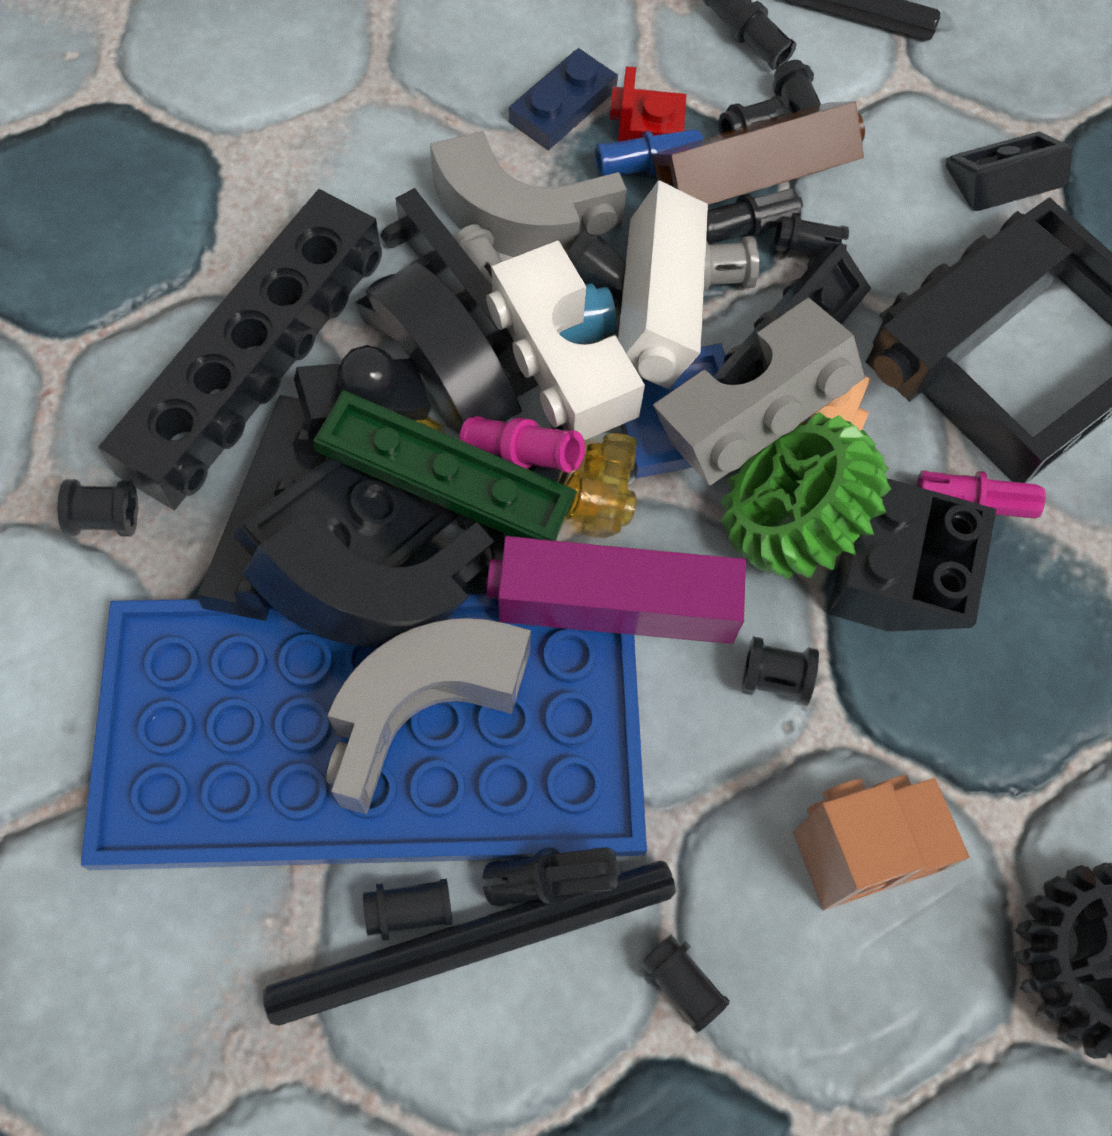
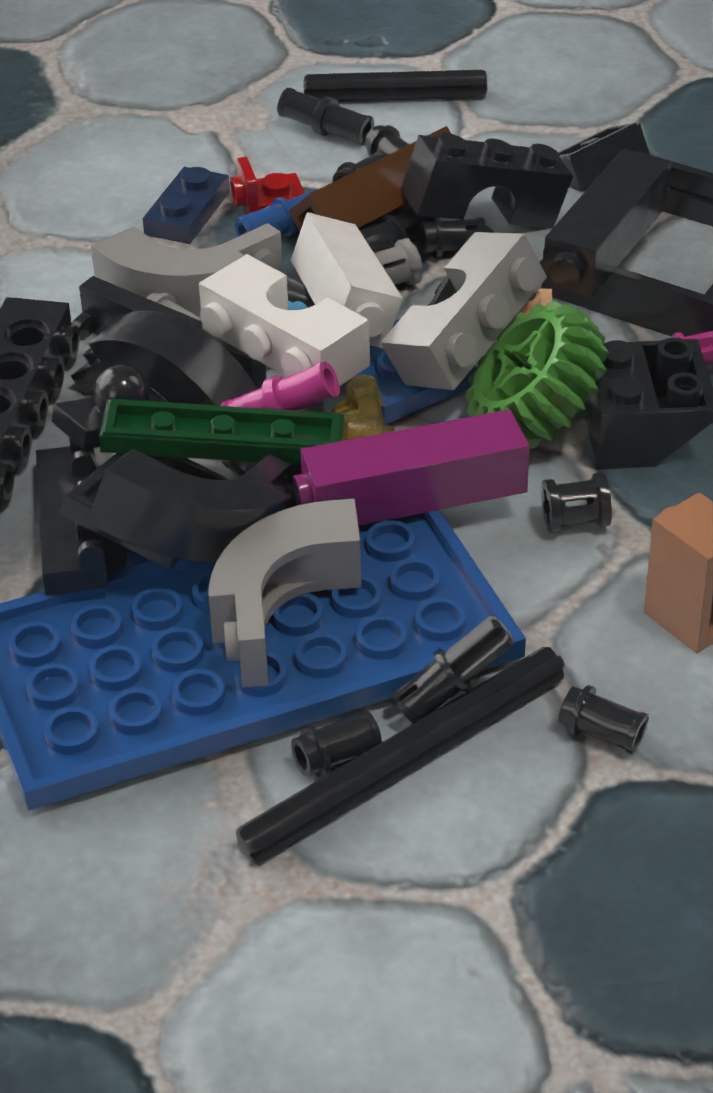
camera: 15 degrees left, 25 degrees down
(835, 171) = (451, 171): none -> black arch

